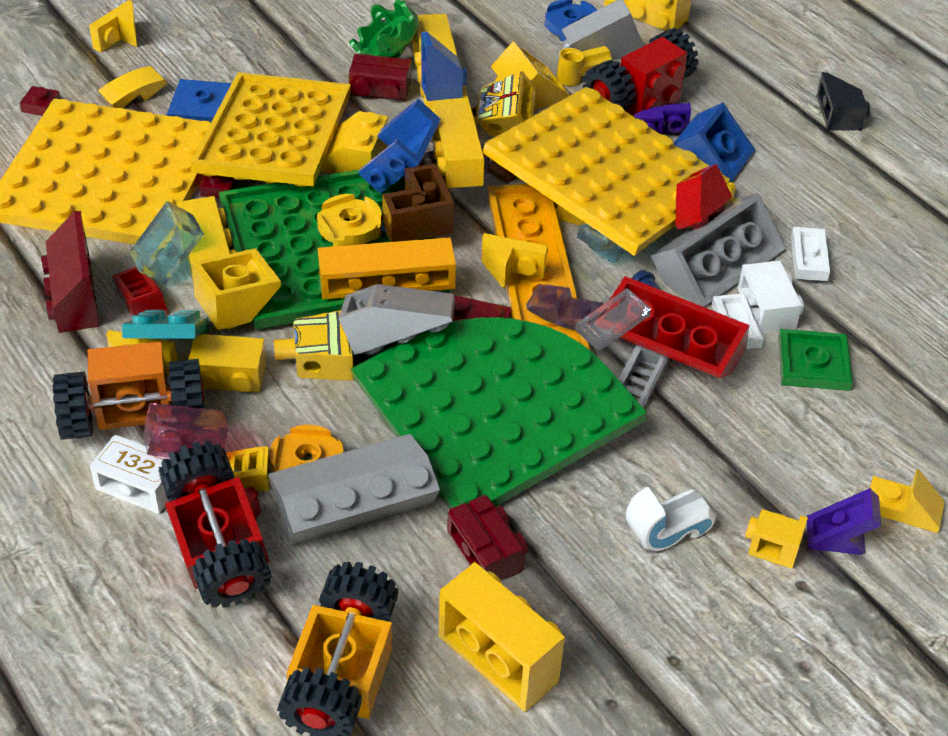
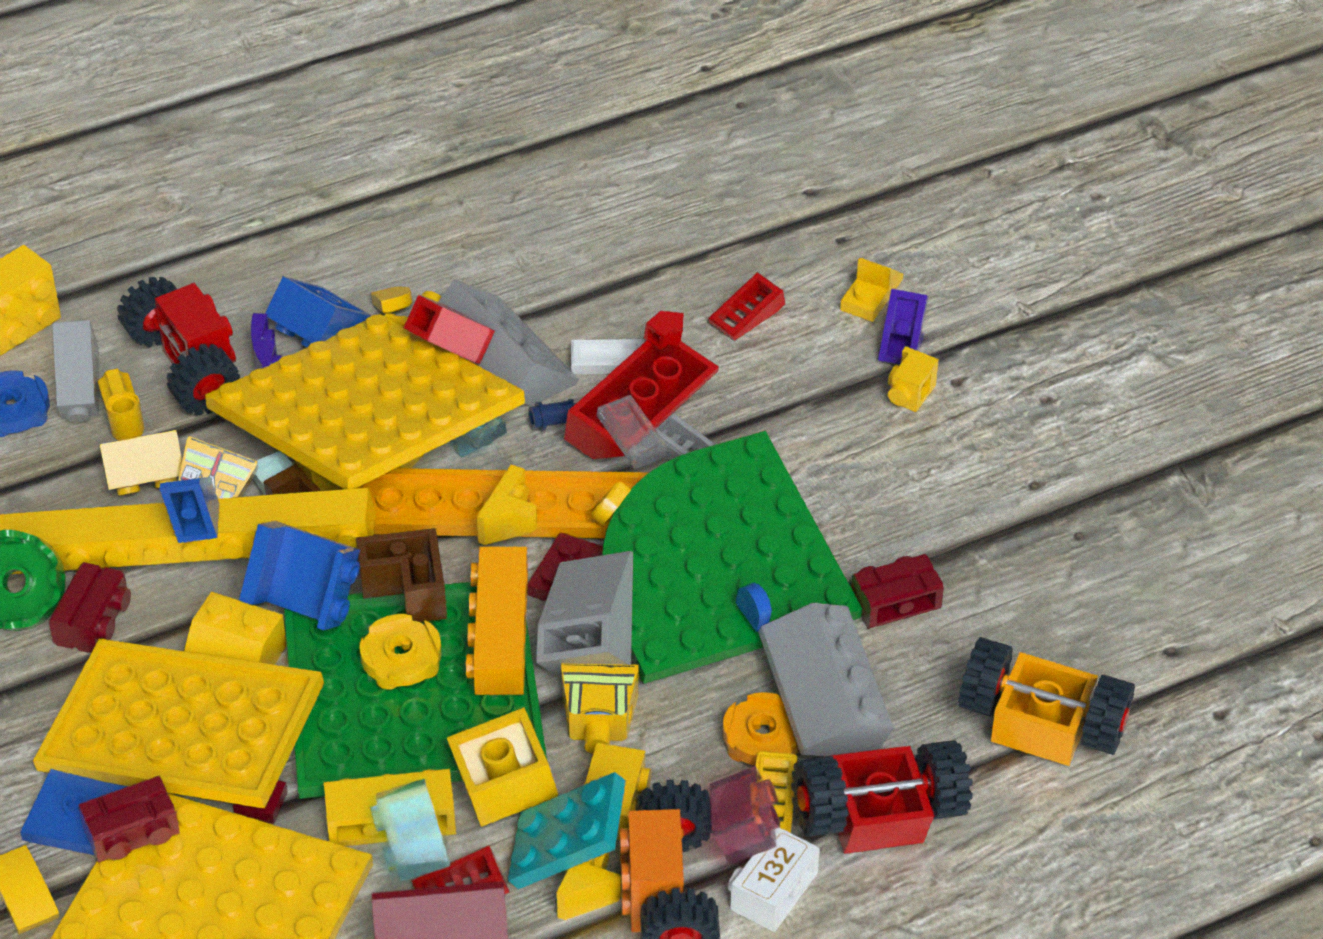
camera: 80 degrees left, 0 degrees up
(173, 109) = (129, 819): none -> dark red brick
(424, 420) = (754, 605): none -> blue tile
(500, 636) = (1028, 582): yellow brick -> none
(531, 315) = (610, 502): none -> yellow tile
(559, 307) = (589, 478): slope -> none
(669, 521) = (889, 452): white animal -> none
(740, 322) = (664, 329): none -> red piece
(749, 183) = (392, 299): none -> yellow tile
(771, 296) = (584, 317): white brick -> none
(810, 254) = (520, 275): white plate -> none
(814, 359) = (675, 296): green tile -> none
(841, 104) = (267, 194): black slope -> none
(853, 423) = (756, 286): none -> red slope

